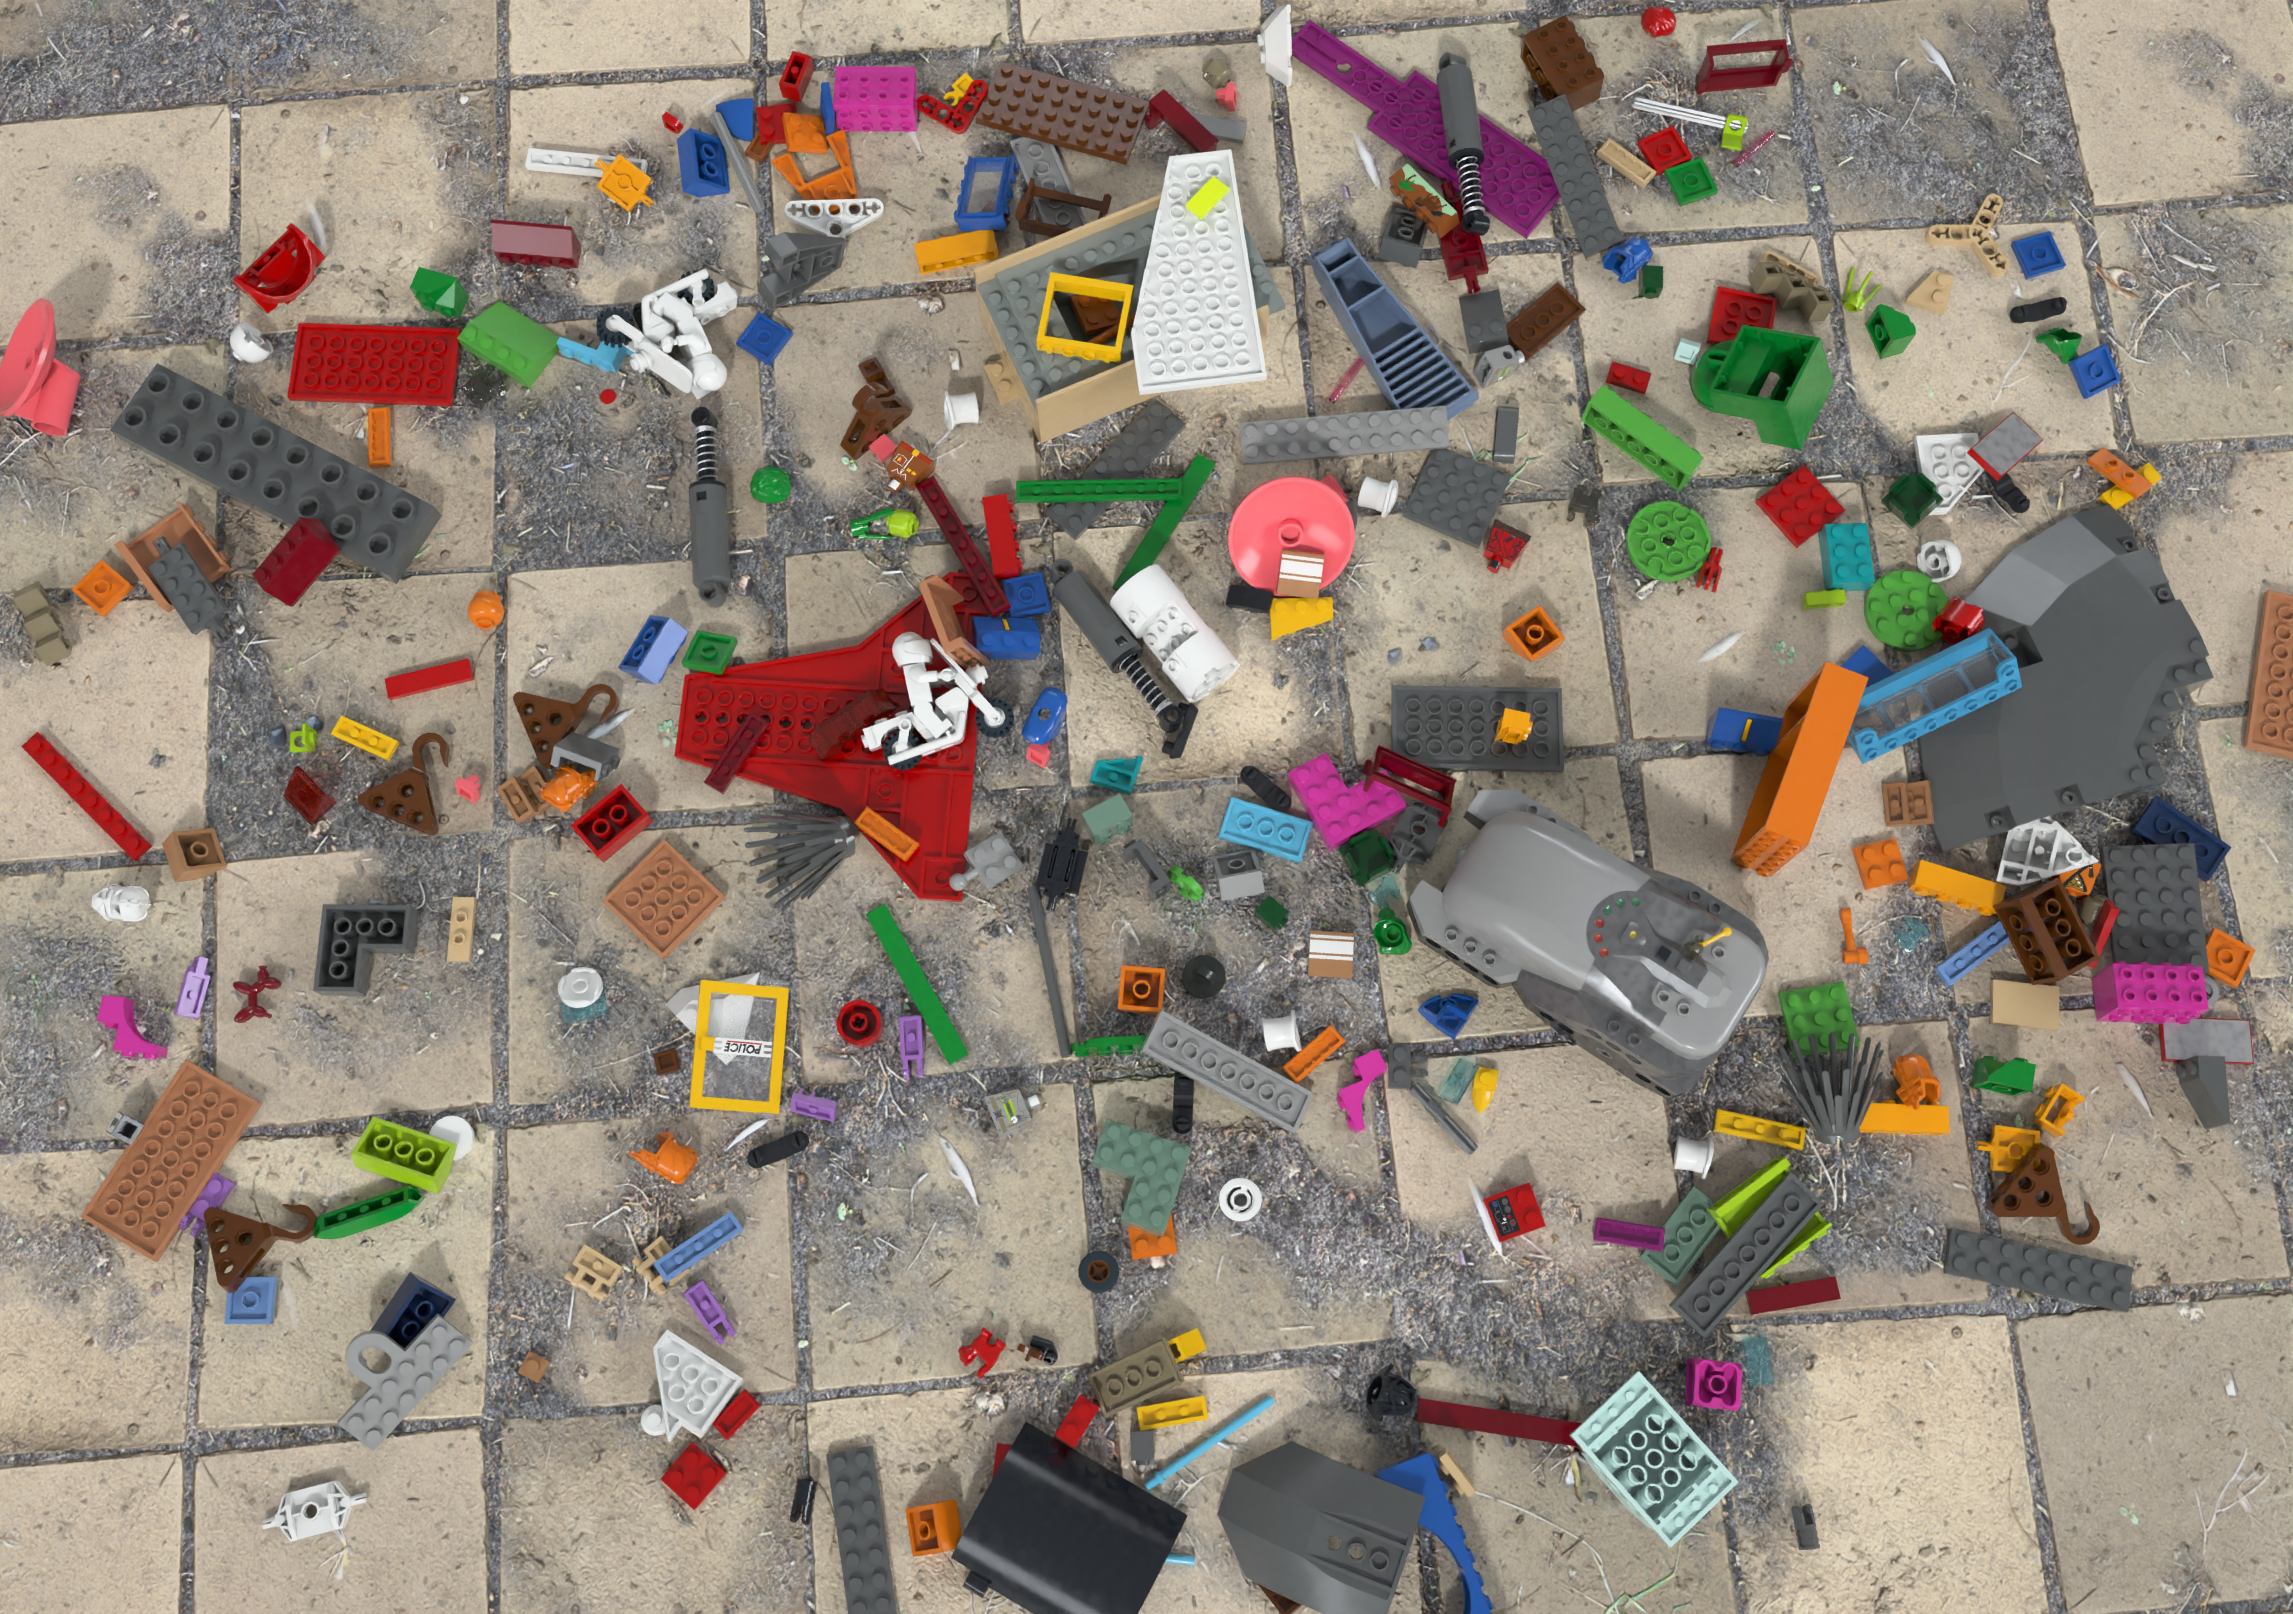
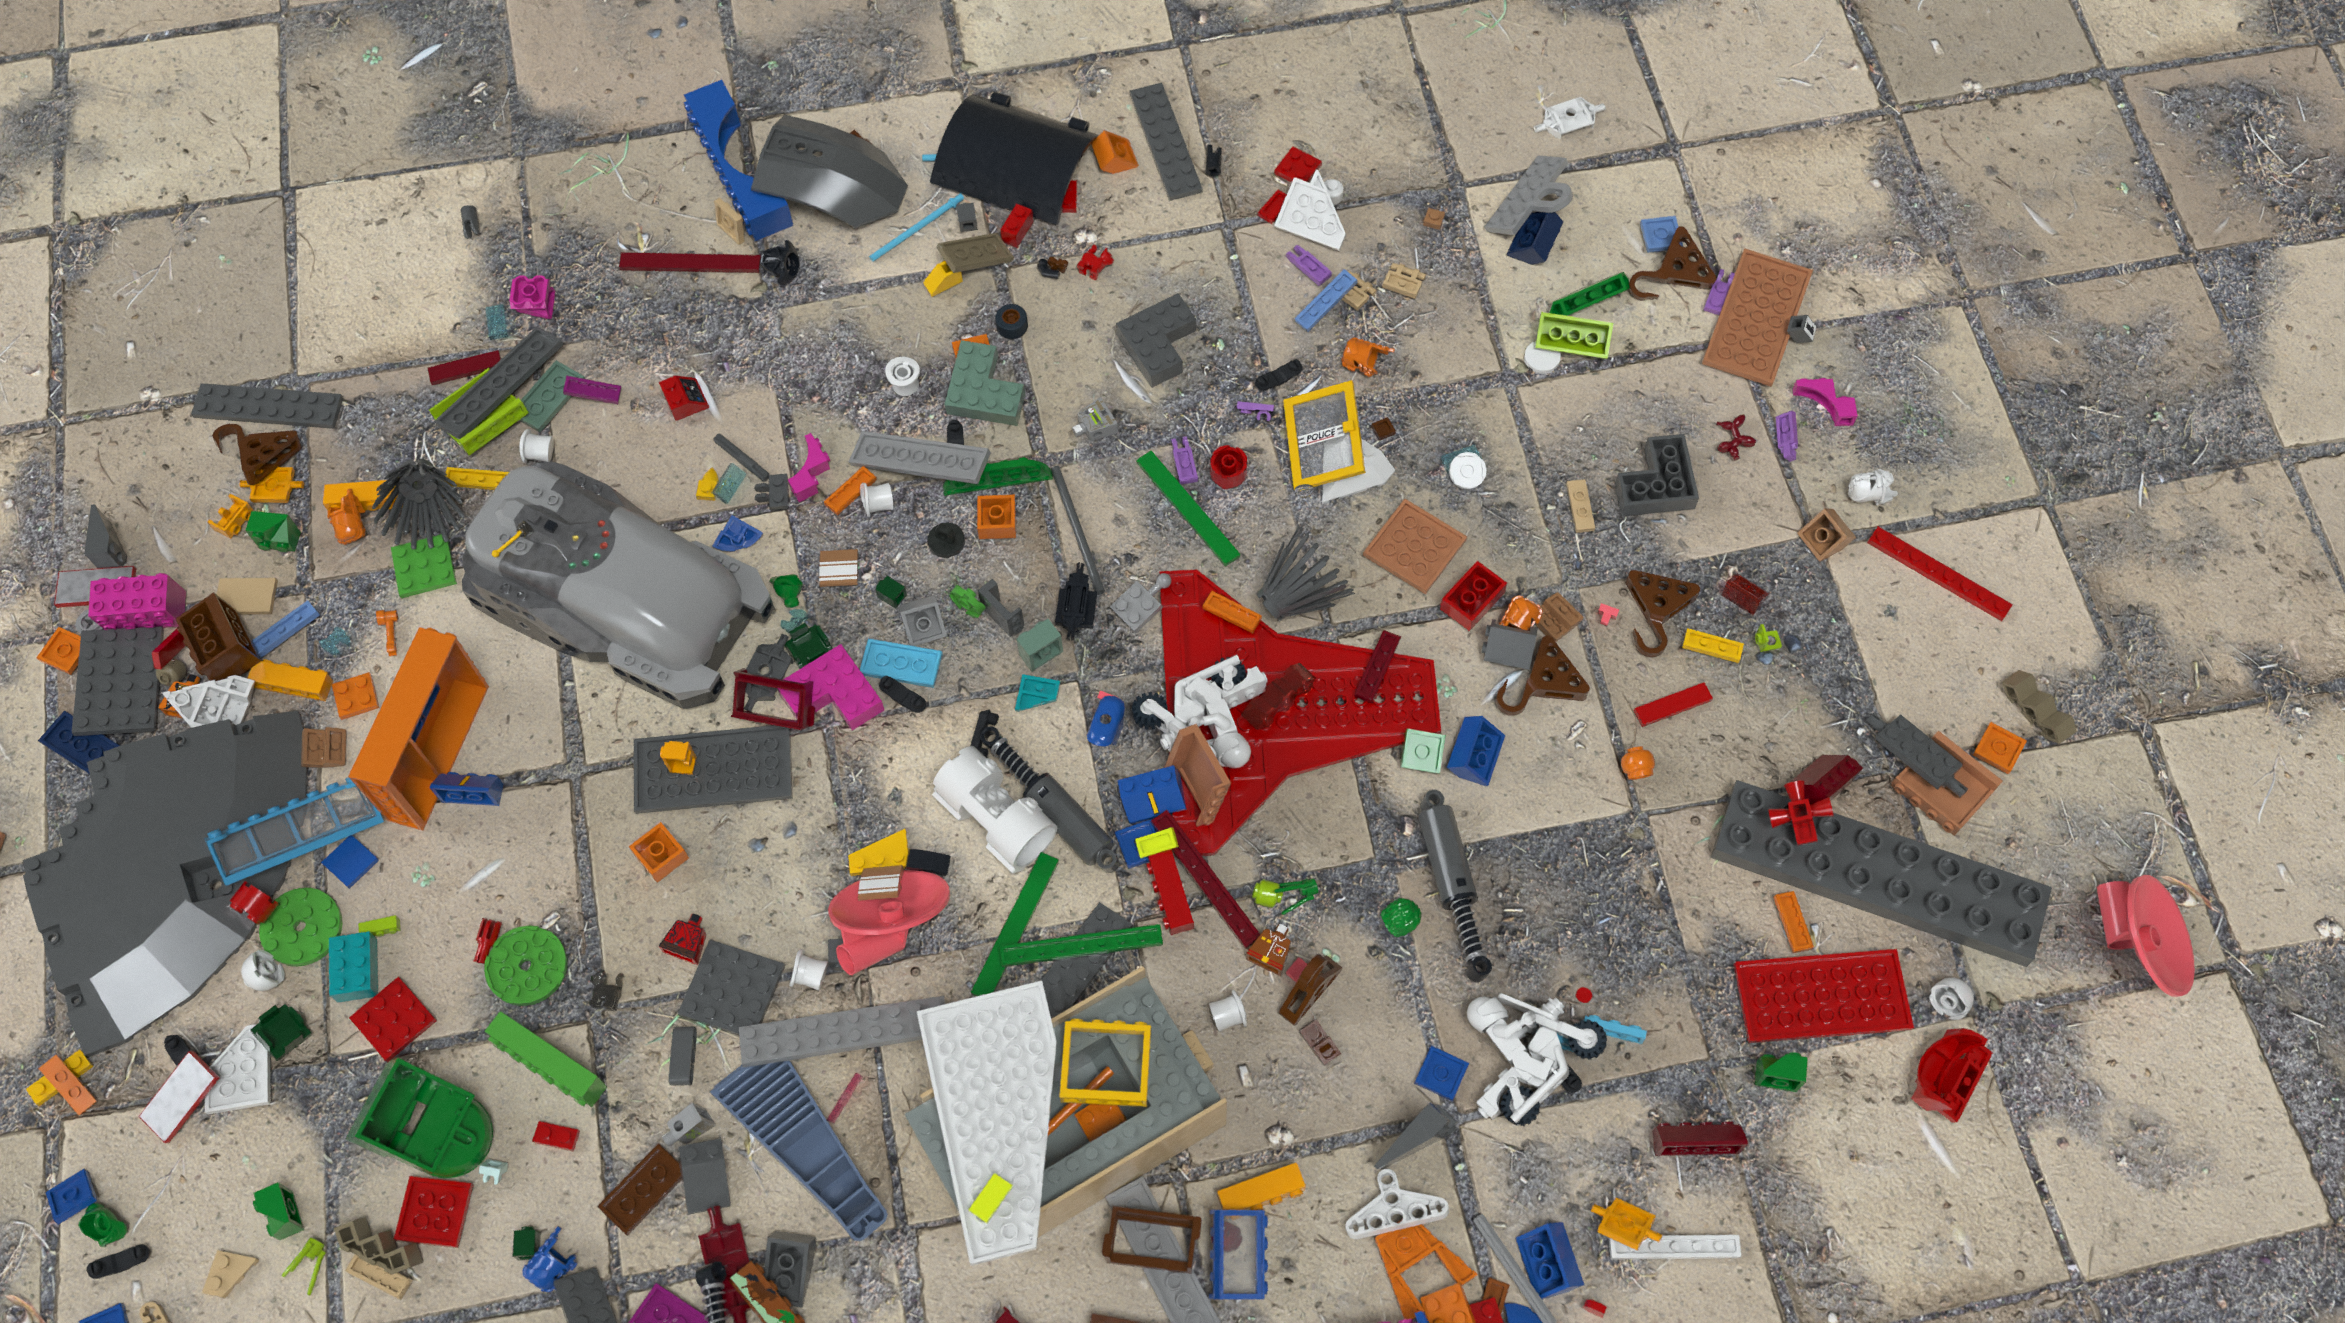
camera: 175 degrees right, 10 degrees down
(333, 512) = (1801, 813): none -> red brick
(483, 392) = (1711, 983): clear smoke animal -> none
(510, 343) = (1694, 1035): bright green slope -> none
(931, 1221) = (1150, 334): none -> dark grey brick
(1007, 581) = (1156, 842): none -> neon yellow tile
(1172, 1413) = (929, 243): yellow plate -> none
(1652, 1460) = (578, 234): light aqua wedge -> none

